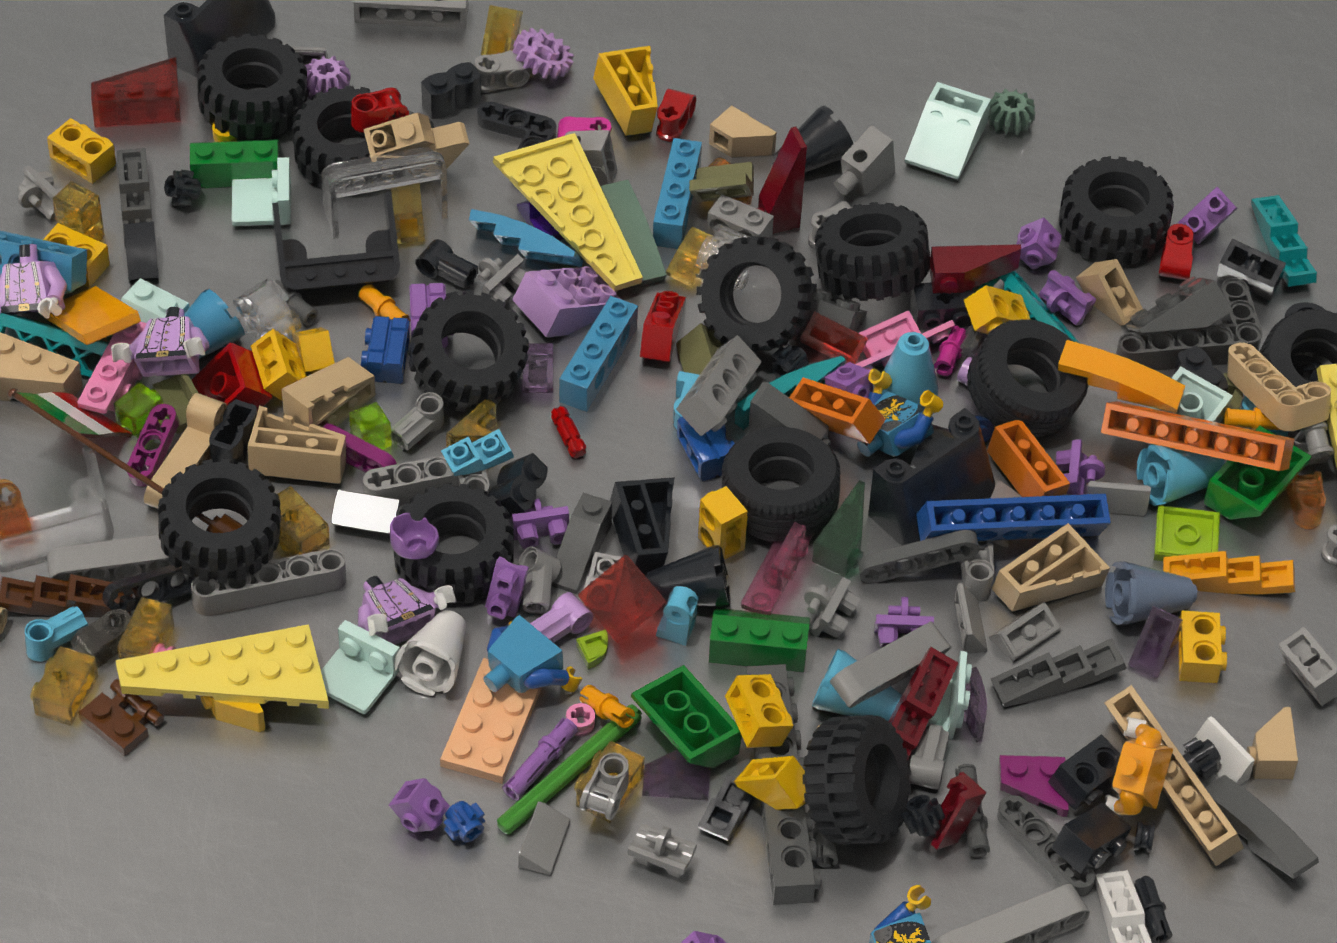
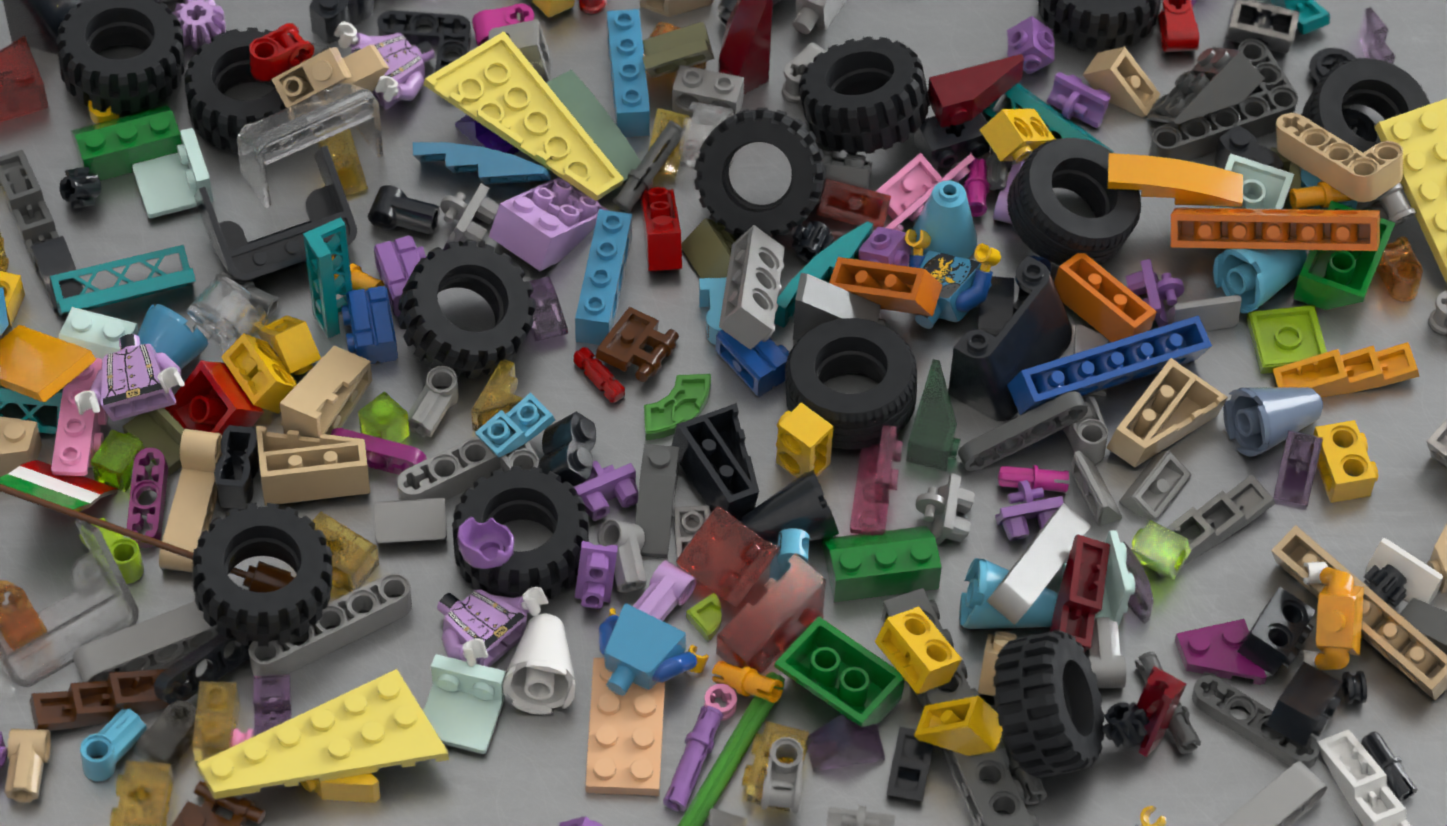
camera: 15 degrees left, 5 degrees up
(115, 484) = (121, 550): none -> lime piece
(193, 277) = (127, 291): none -> teal fence
(200, 627) = (271, 701): none -> clear purple slope
(353, 293) = (322, 270): none -> teal fence
(483, 140) = (405, 63): none -> lavender torso
(602, 408) = (629, 337): none -> reddish brown plate
(640, 465) = (682, 404): none -> bright green tile
(643, 294) = (627, 196): none -> dark grey pin
(647, 658) = (775, 620): none -> clear red wedge
(917, 598) = (1010, 477): none -> dark pink axle
(1007, 681) = (1160, 549): none -> clear neon green brick

